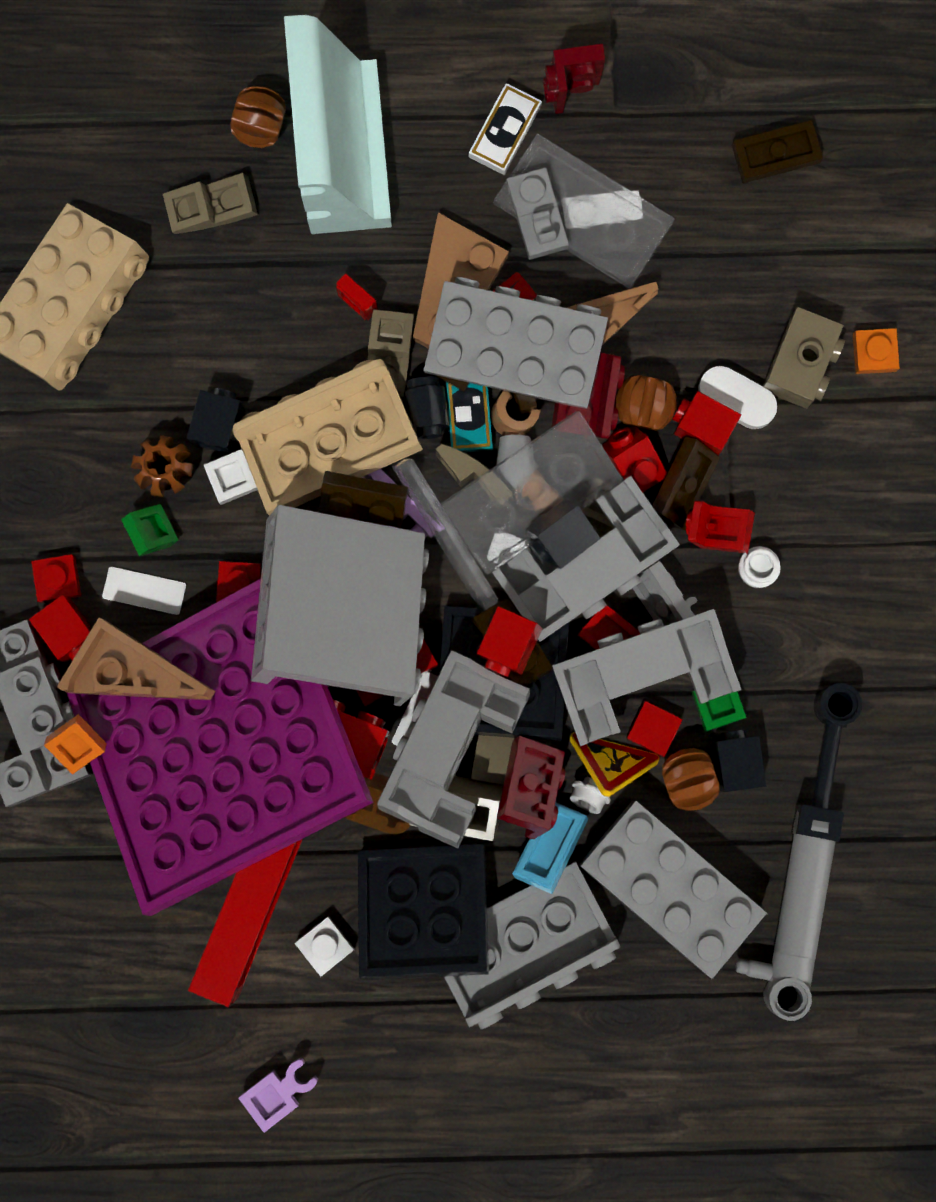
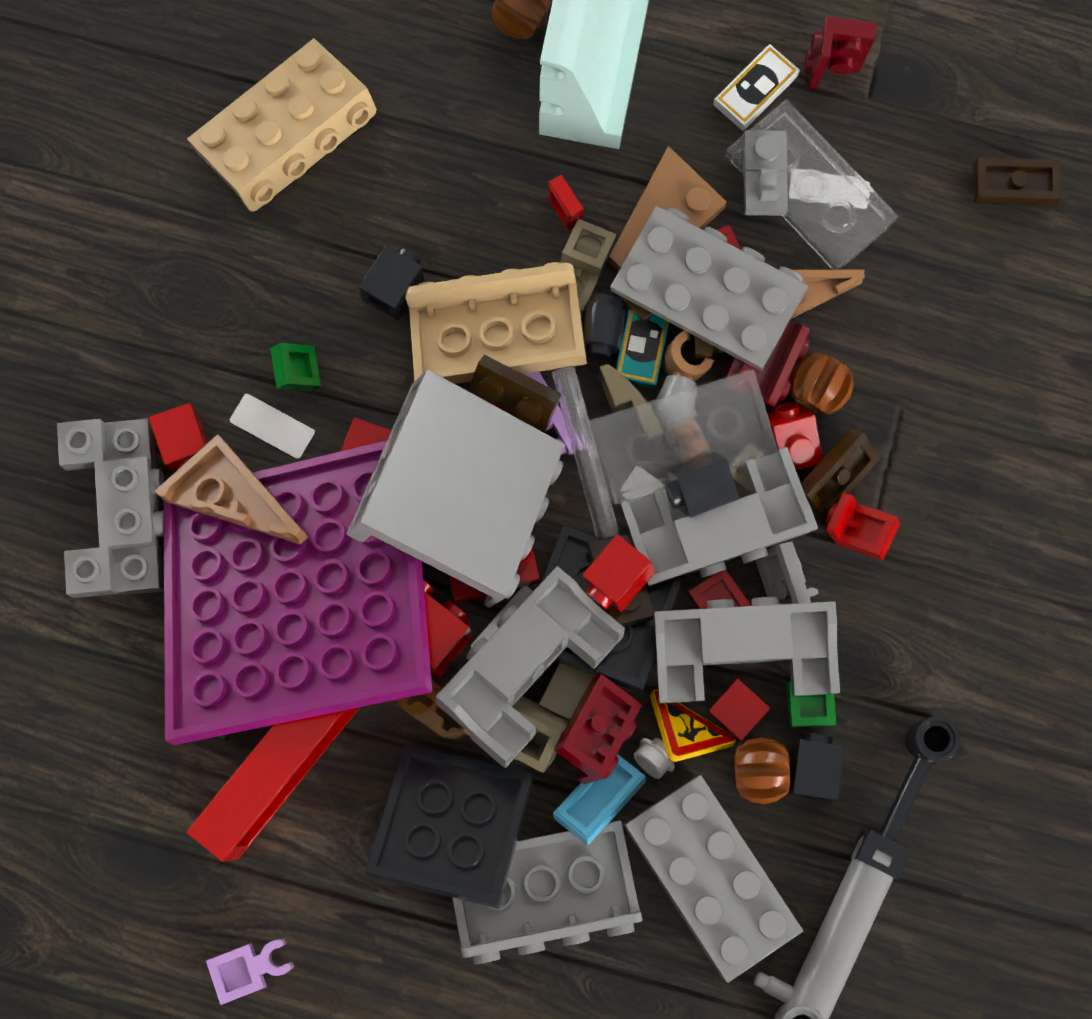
camera: 15 degrees right, 5 degrees down
(55, 578) = (190, 386): red plate -> none
(75, 744) = (154, 551): orange plate -> none
(150, 461) = (315, 301): dark orange piece -> none
(210, 205) = (451, 80): dark tan slope -> none
(230, 477) = (390, 339): white plate -> none
(324, 946) = (341, 831): white plate -> none
(706, 421) = (877, 417): red brick -> none
(741, 395) = (913, 406): white tile -> none
(759, 567) = (889, 578): white plate -> none
(804, 357) = (990, 384): dark tan brick -> none
(876, 351) = (1064, 400): orange plate -> none

